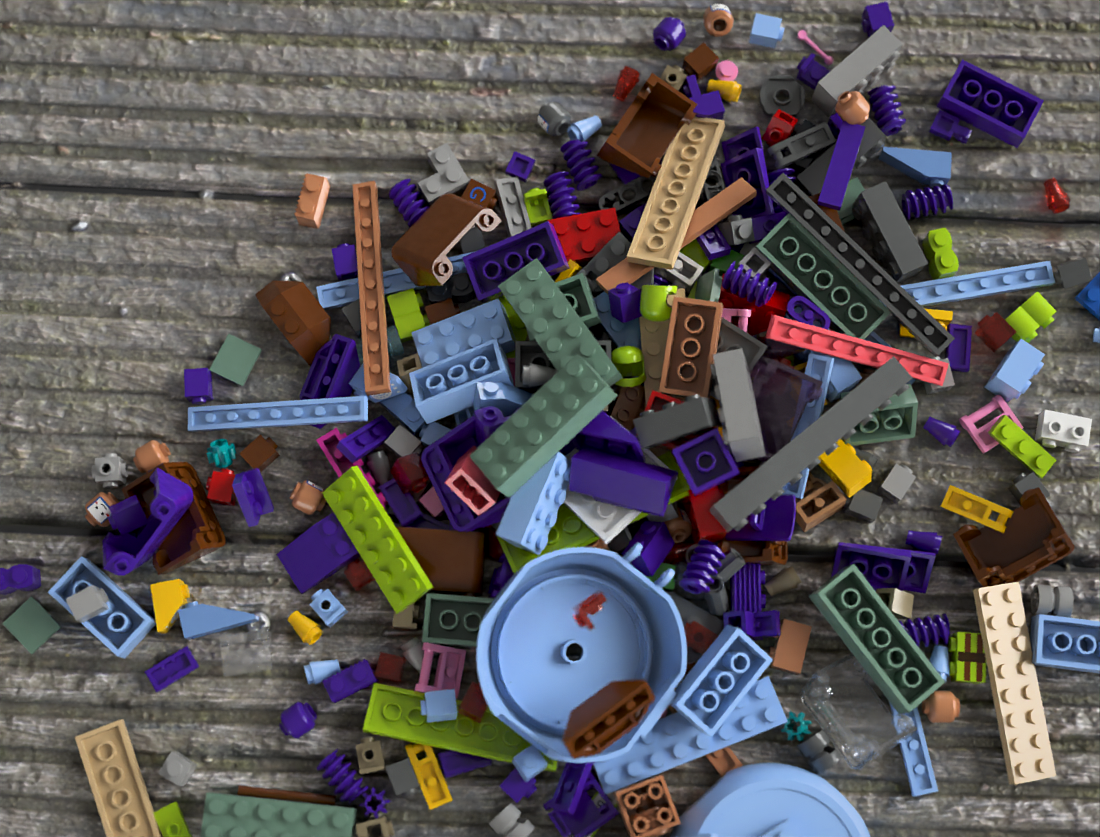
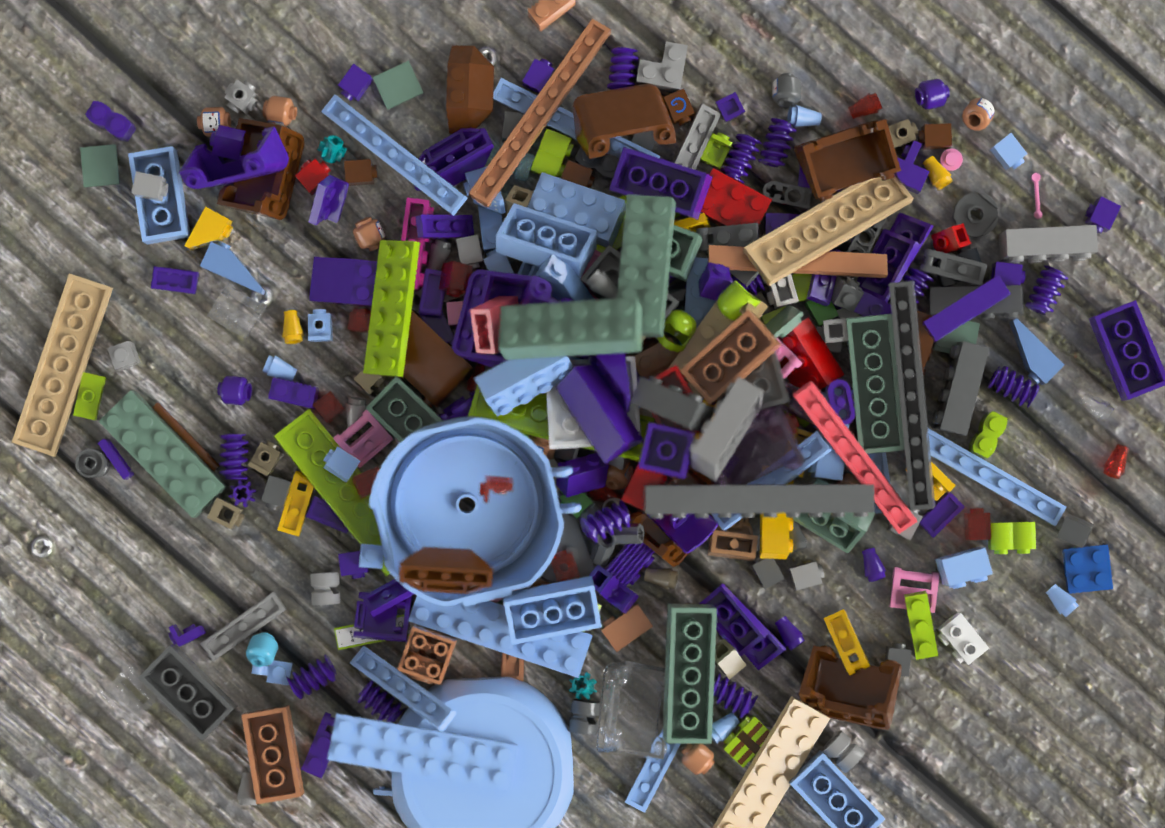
camera: 40 degrees right, 10 degrees up
(748, 285) = (814, 344): dark purple piece -> none
(811, 71) = (1016, 214): dark purple bracket -> none
(852, 107) = (1014, 271): nougat head -> none
(947, 125) = (1081, 340): dark purple plate -> none
(1003, 166) = (1097, 407): none -> clear cone

